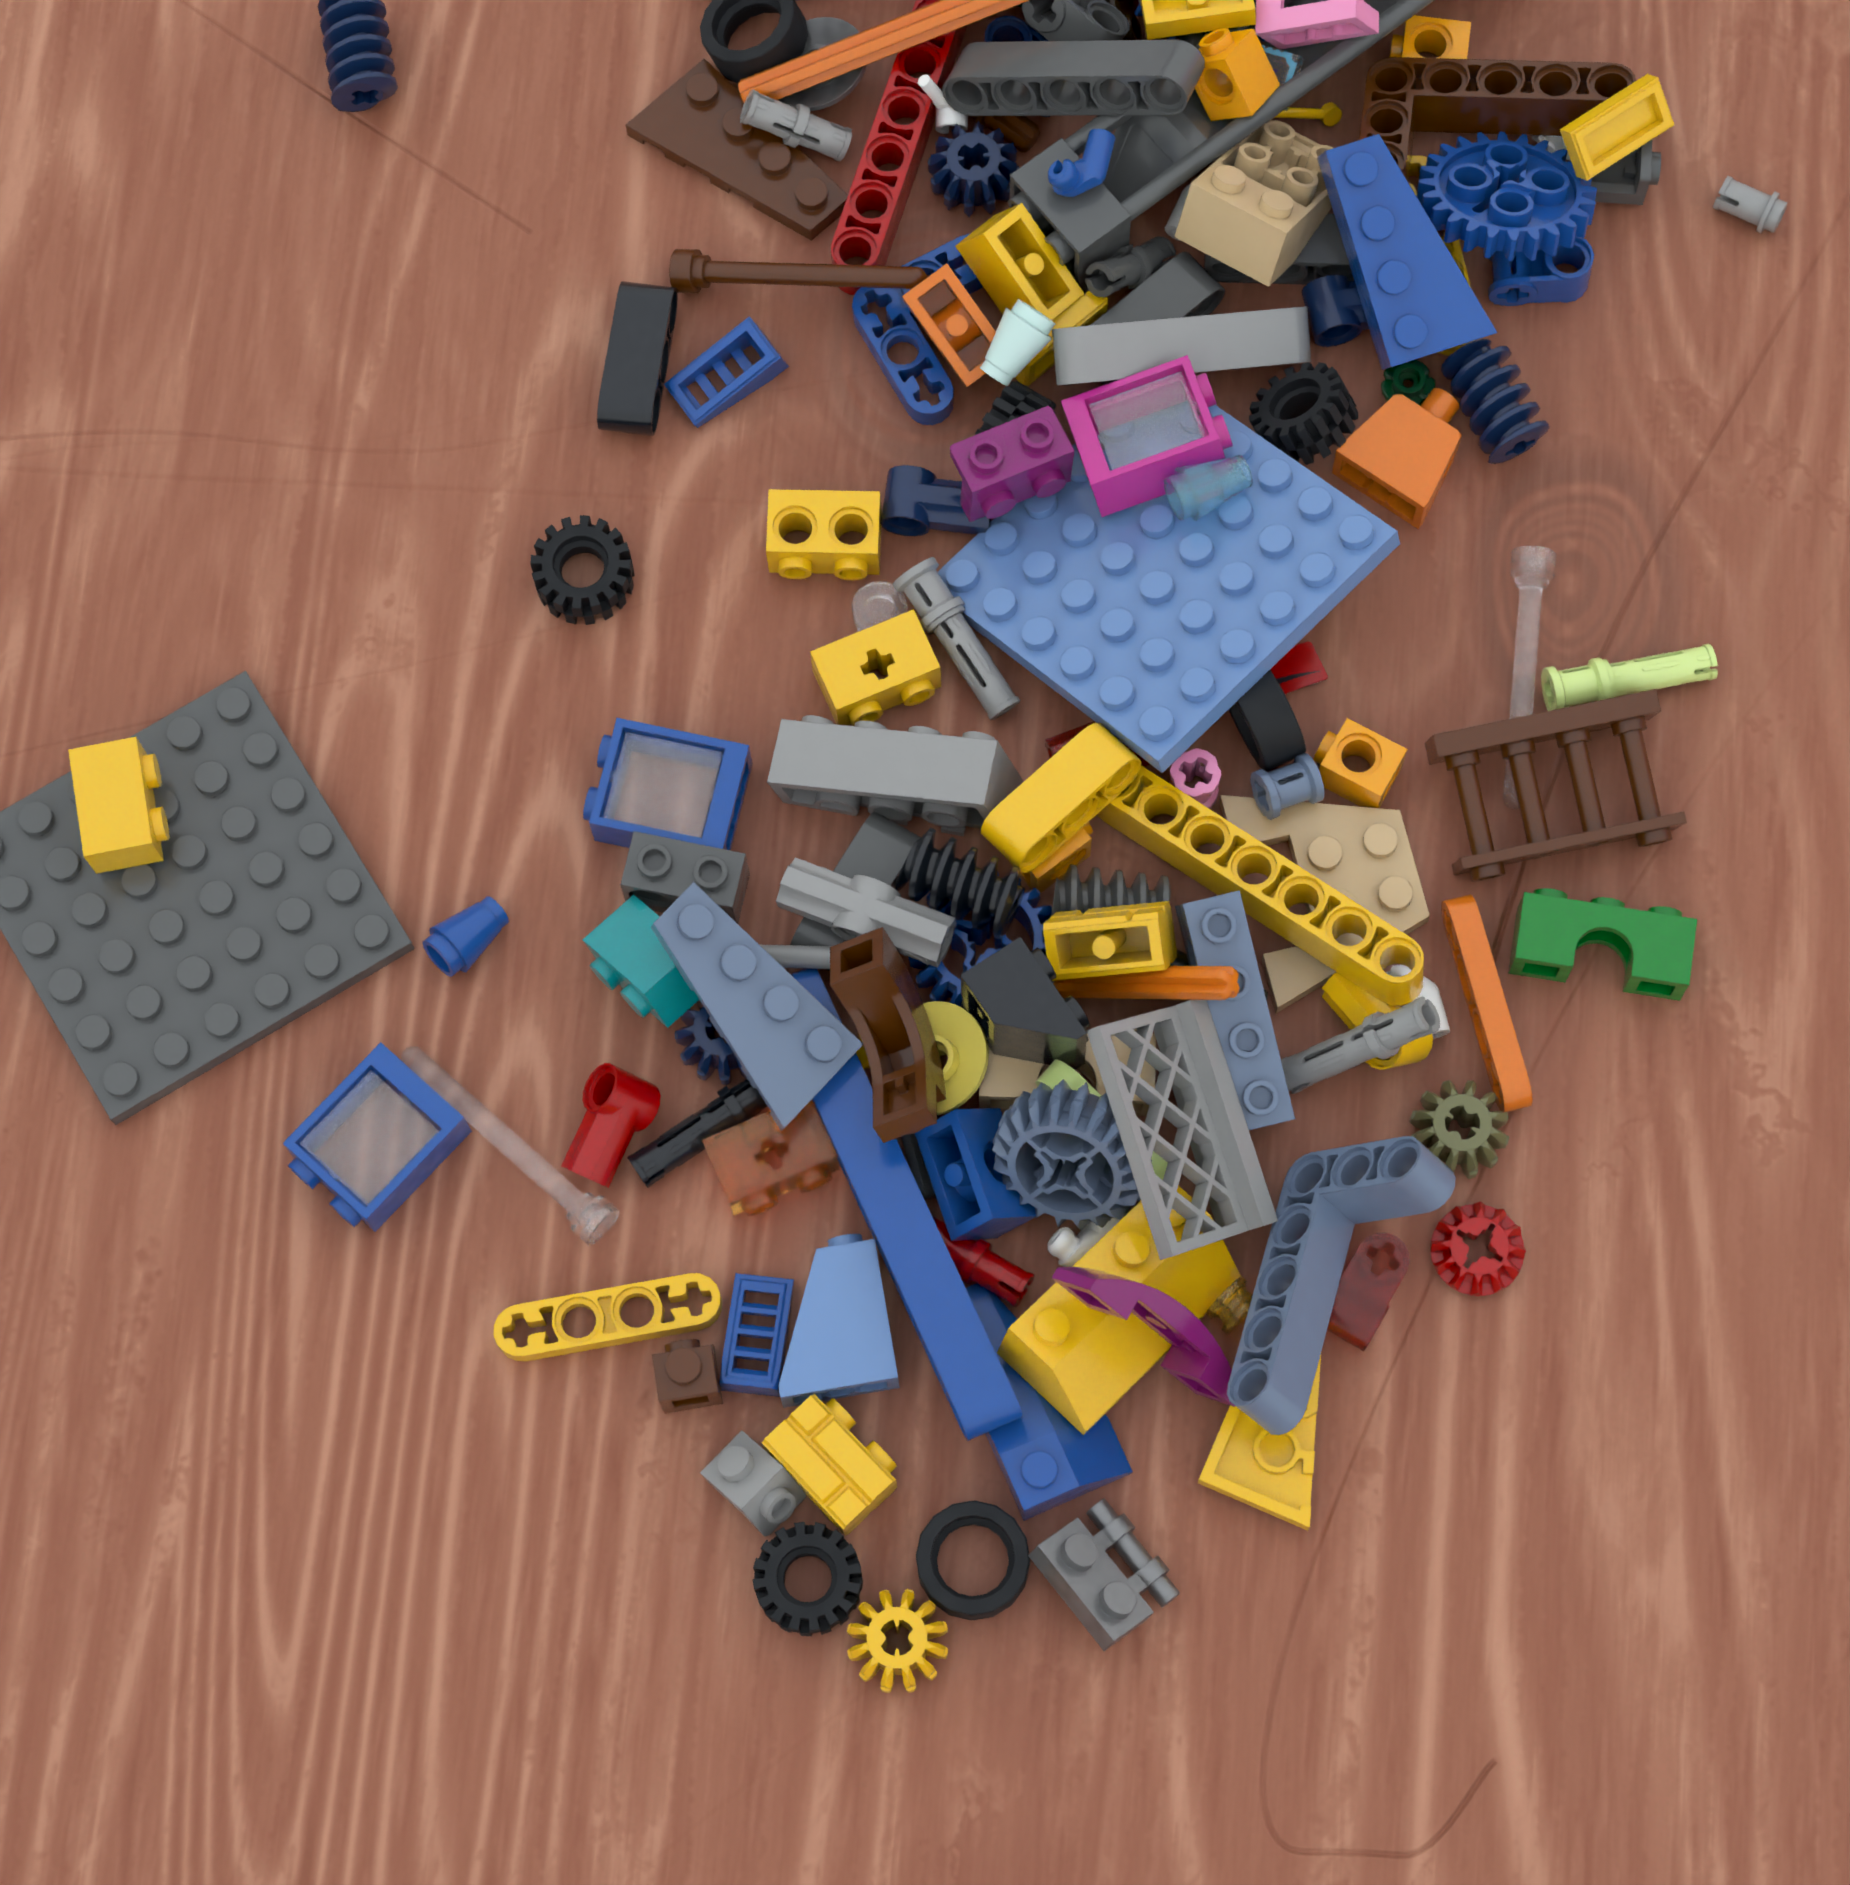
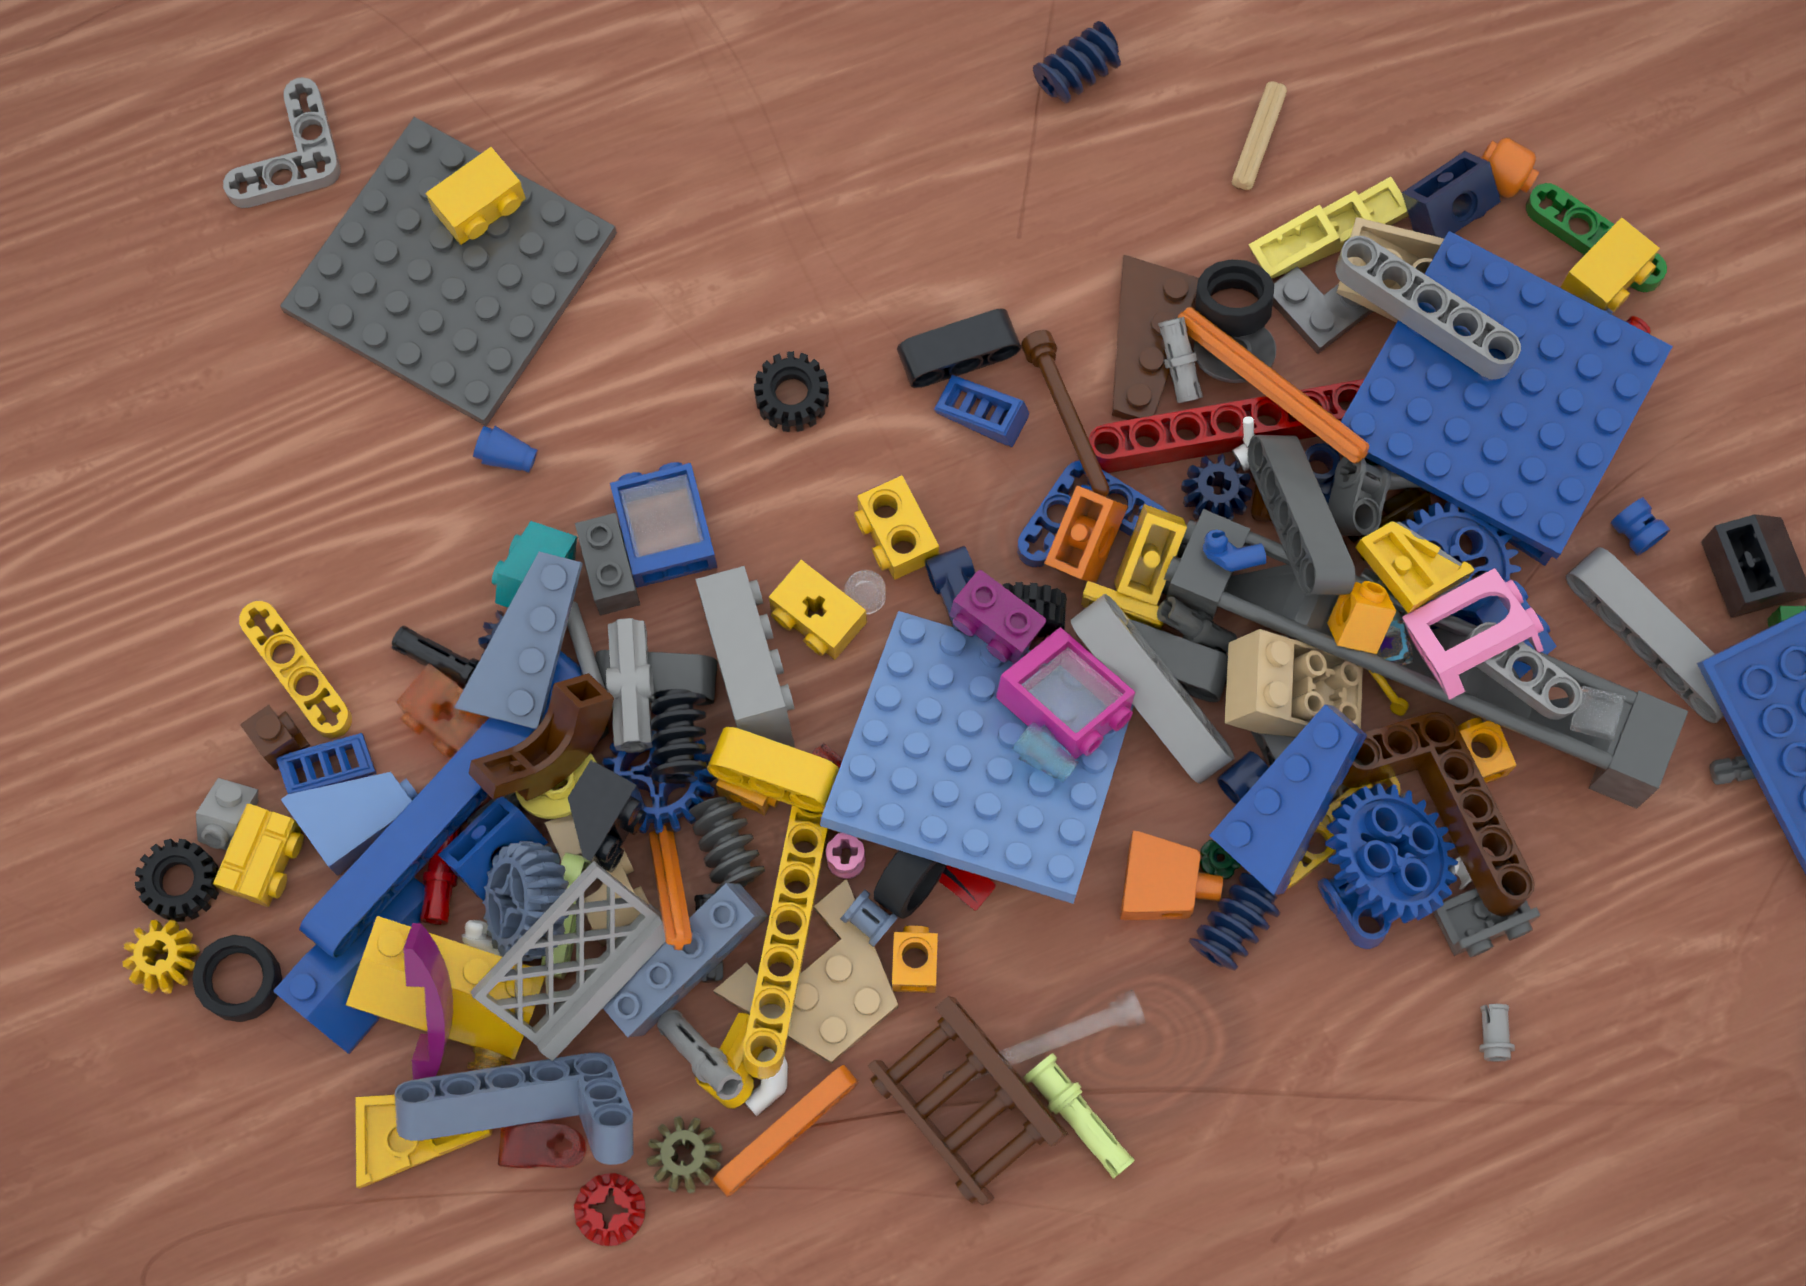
camera: 60 degrees right, 0 degrees up
(375, 1139) = (341, 467): window -> none
(589, 1214) = (356, 622): clear piece -> none
(616, 1108) = (429, 600): red piece -> none
(943, 616) = (875, 633): light grey pin -> none
(1016, 342) = (1085, 576): light aqua cone -> none
(1093, 1583) = (252, 1060): flat silver plate -> none
(1110, 940) = (684, 851): yellow brick -> none
(1304, 412) = (1164, 810): black tyre -> none
(1617, 127) = (1482, 903): yellow tile -> none
(1651, 943) = (860, 1150): green arch -> none

